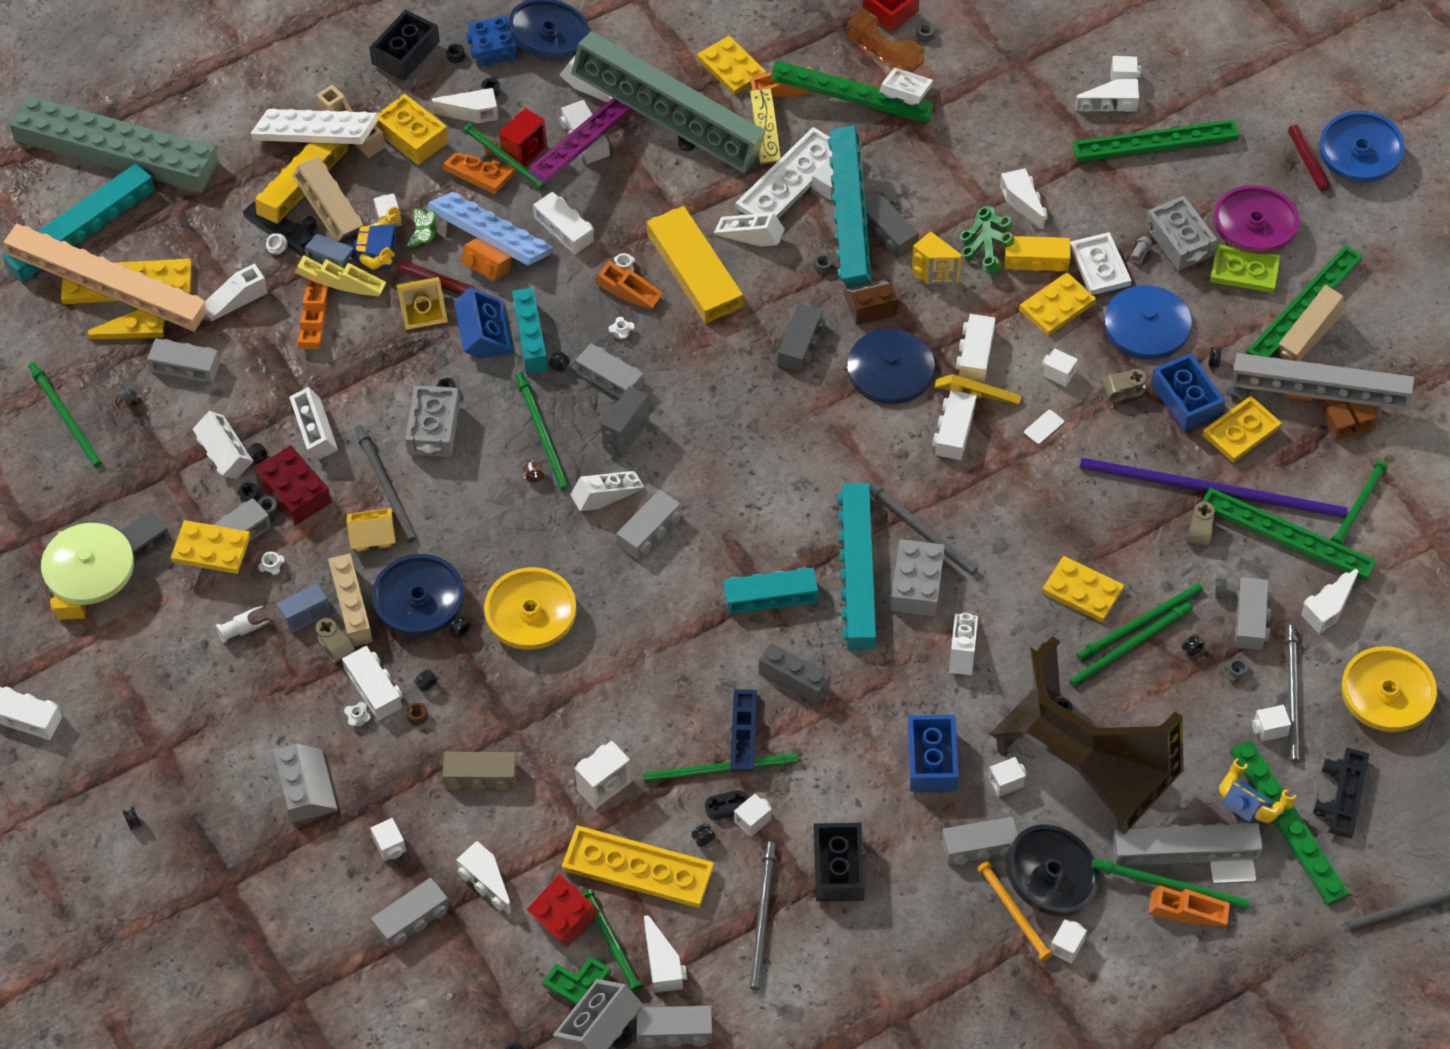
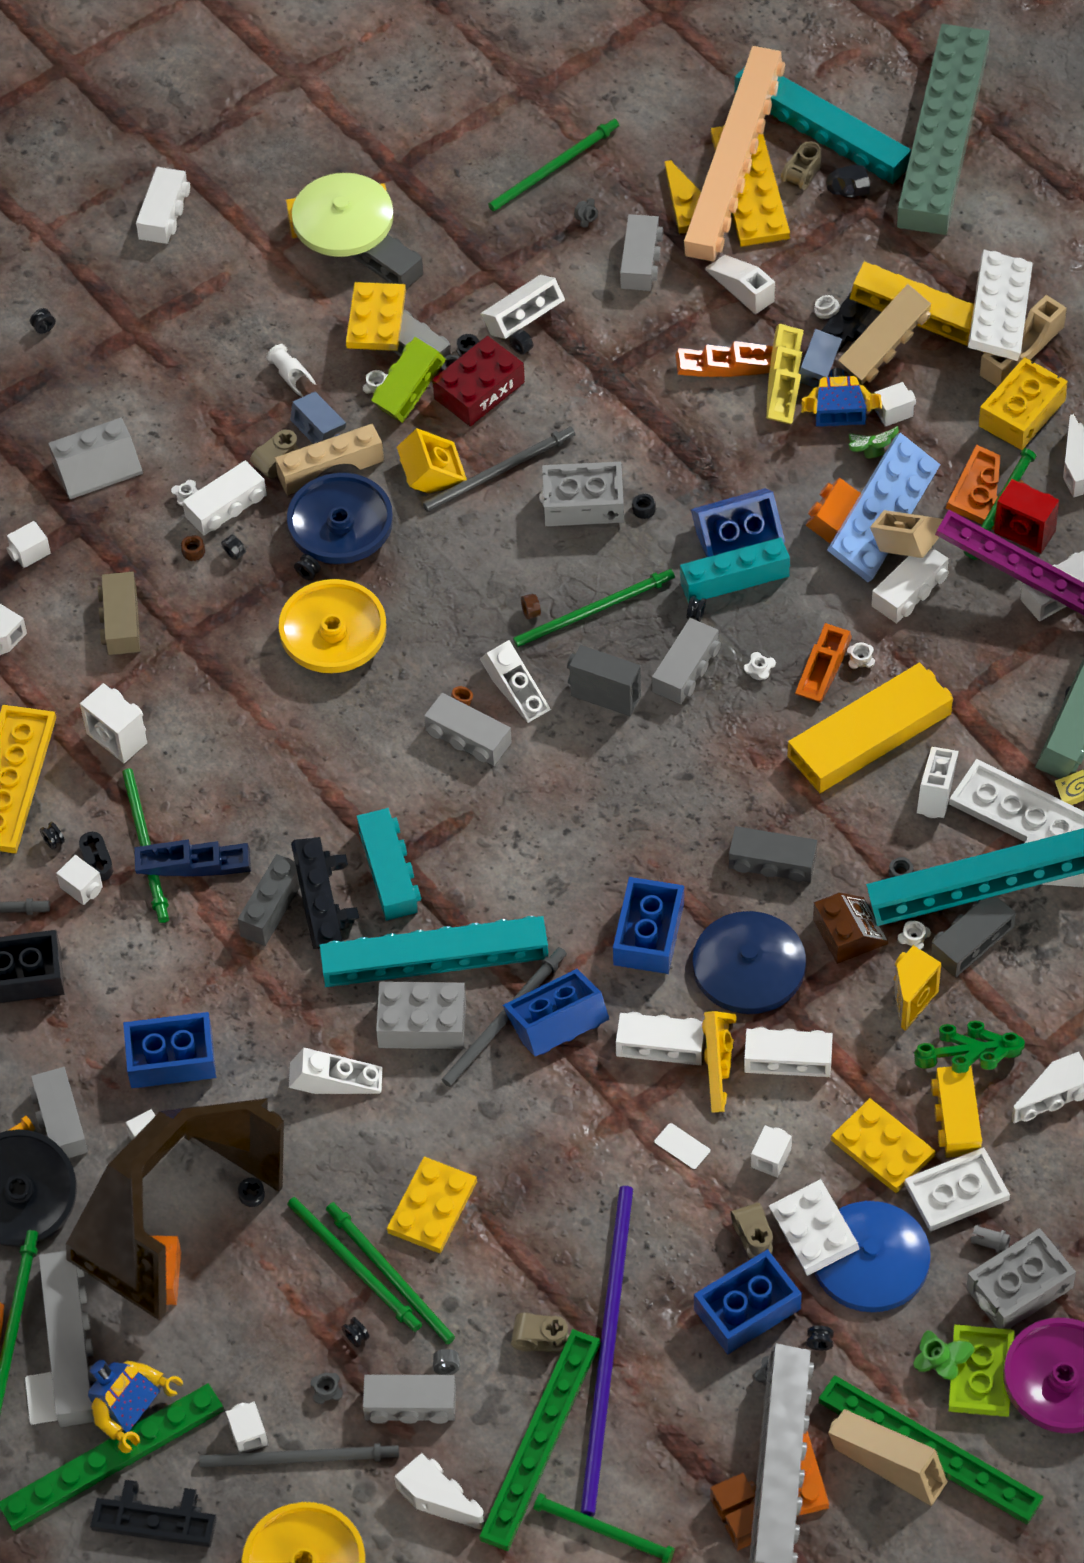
camera: 85 degrees right, 0 degrees up
(124, 240) = (803, 165): none -> dark tan piece
(151, 211) = (849, 181): none -> black rock
(284, 530) = (408, 379): none -> lime brick
(313, 423) = (563, 383): white brick -> none
(422, 303) = (761, 458): yellow slope -> none
(423, 274) = (803, 470): dark red axle -> none
(528, 207) = (905, 533): none -> tan slope
(614, 526) = (460, 693): none -> dark orange hinge
(813, 636) = (313, 873): none -> black hinge
(857, 418) = (648, 925): none -> blue brick
(884, 258) = (915, 928): none -> white plate
(925, 487) = (557, 1012): none -> blue slope
(1127, 347) = (814, 1227): none -> white plate
(1234, 288) = (942, 1356): none -> bright green animal
(1241, 429) = (704, 1377): yellow plate -> none

